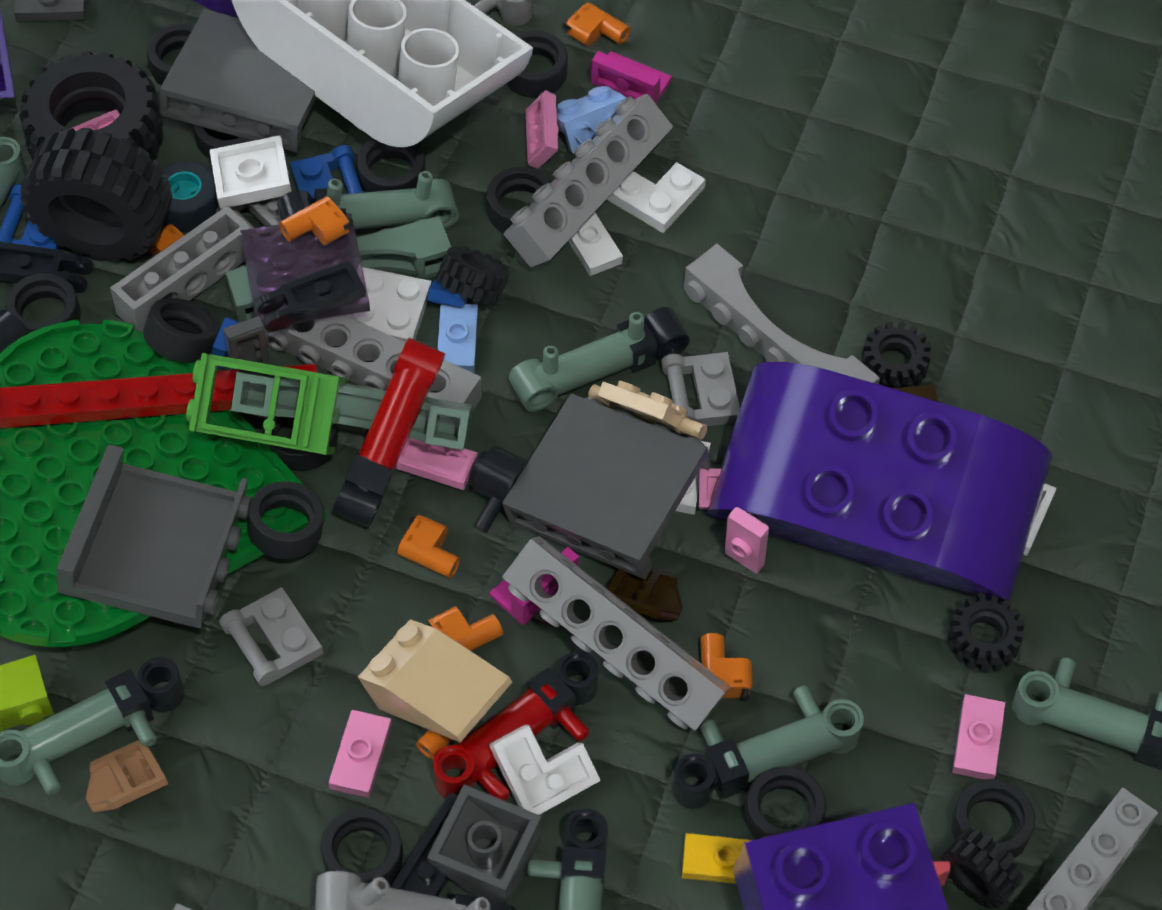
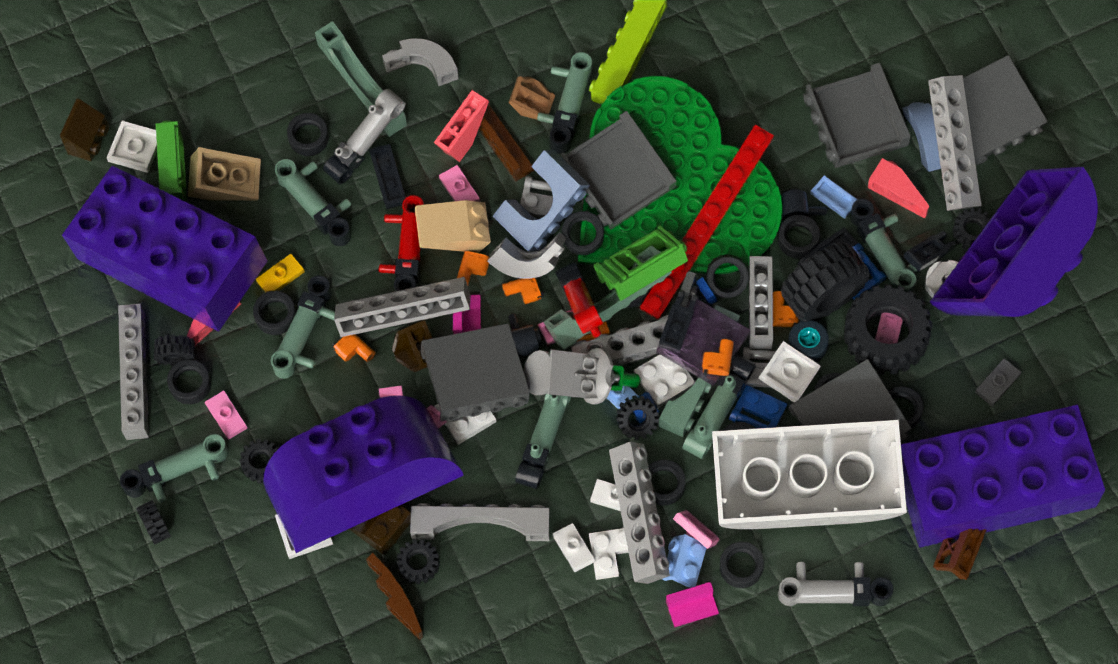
camera: 140 degrees right, 10 degrees up
(234, 764) = (504, 145): none -> reddish brown fence
(267, 803) = (462, 128): none -> coral slope
(336, 586) = (566, 188): none -> arch
(364, 820) = (417, 138): black tyre -> none
(396, 562) = (525, 264): none -> light grey arch
(480, 345) = (576, 374): none -> light grey piece
(486, 845) = (369, 189): dark grey slope -> none
(537, 781) = (375, 235): white plate -> none
(592, 22) = (743, 620): orange piece -> none
(650, 408) = (490, 417): tan plate -> none
(697, 224) = (573, 547): none -> white plate
(712, 384) = (483, 472): light grey plate -> none
(964, 339) = (398, 602): none -> reddish brown slope

